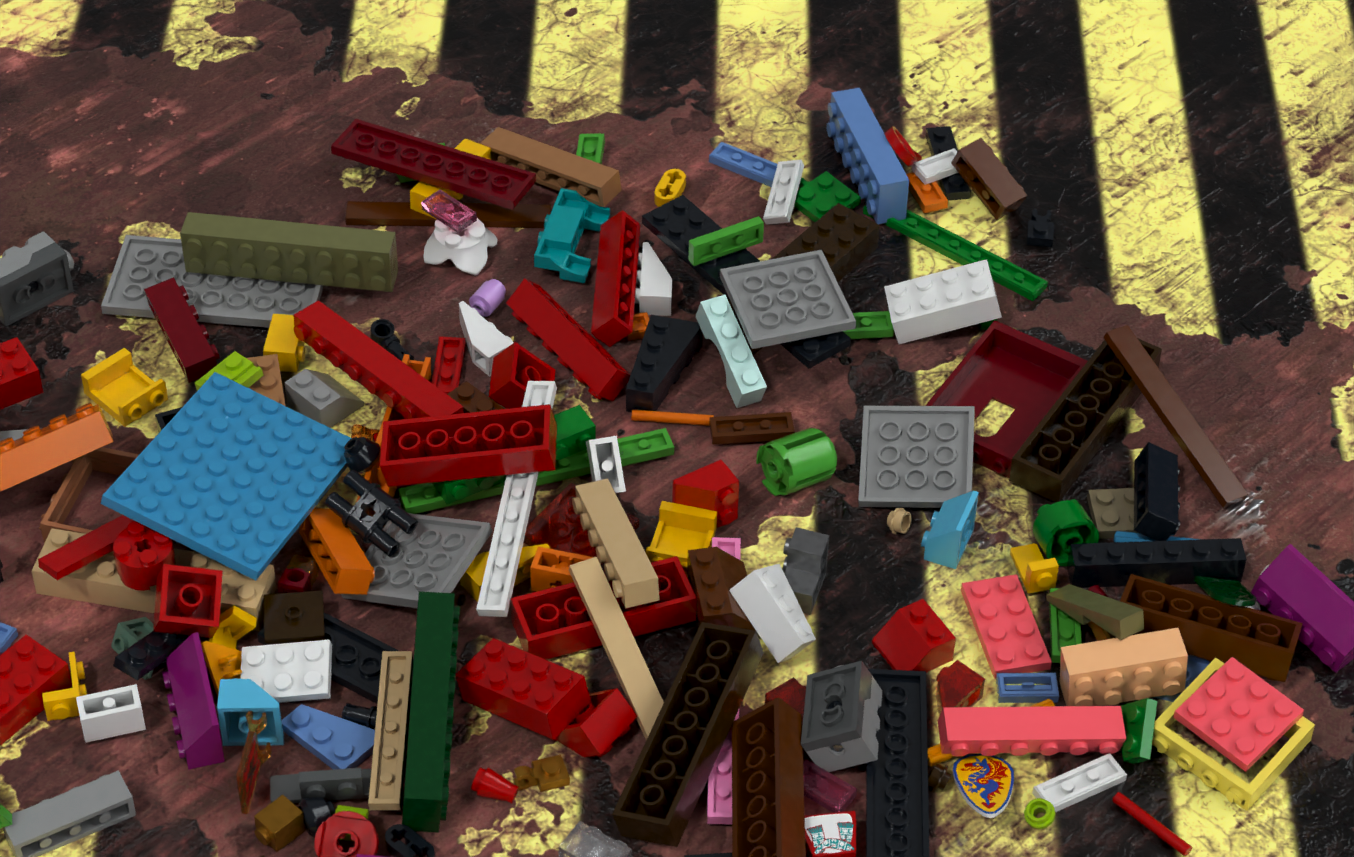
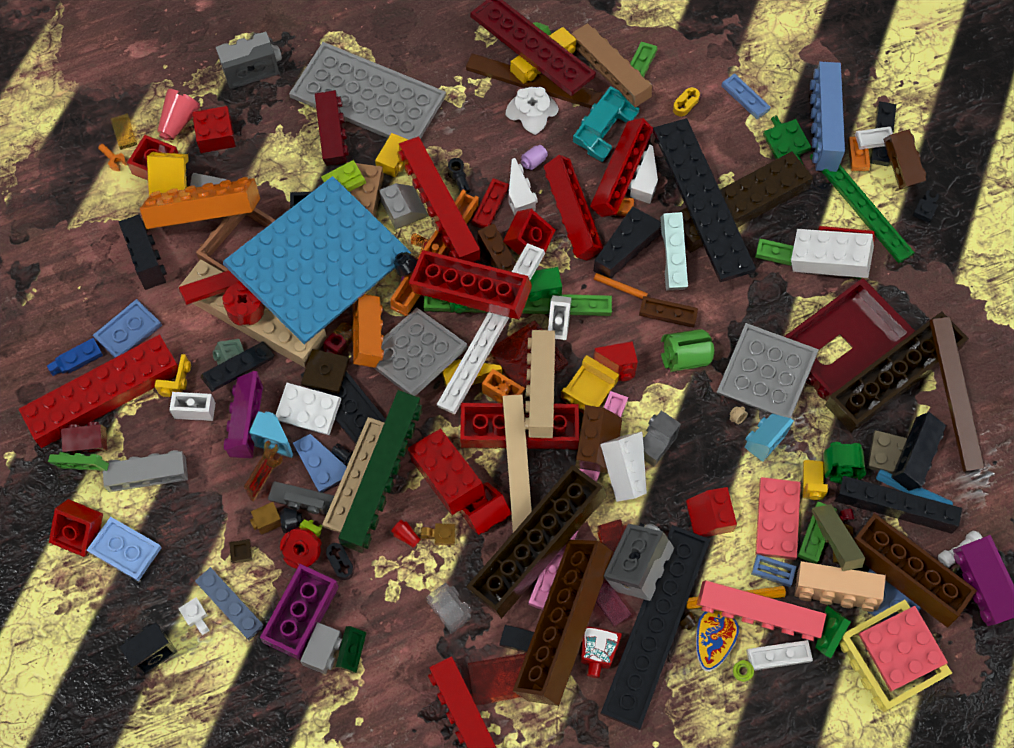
camera: 20 degrees right, 20 degrees up
(123, 388) = (283, 160): yellow panel -> none
(187, 600) = (258, 346): red brick -> none
(221, 662) = (271, 393): light orange piece -> none
(232, 626) = (278, 373): yellow bracket -> none
(289, 251) = (416, 90): olive brick -> none
(368, 526) = (387, 310): black pin -> none
(449, 211) = (528, 86): clear pink plate -> none
(726, 241) = (699, 168): bright green plate -> none
(783, 192) = (760, 127): white tile -> none
(787, 299) = (723, 227): light grey plate -> none
(902, 147) = (852, 119): red piece -> none
(958, 687) = (724, 560): clear red slope -> none
(1152, 824) = (815, 702): red bar -> none
(1224, 590) = (942, 535): dark green window -> none

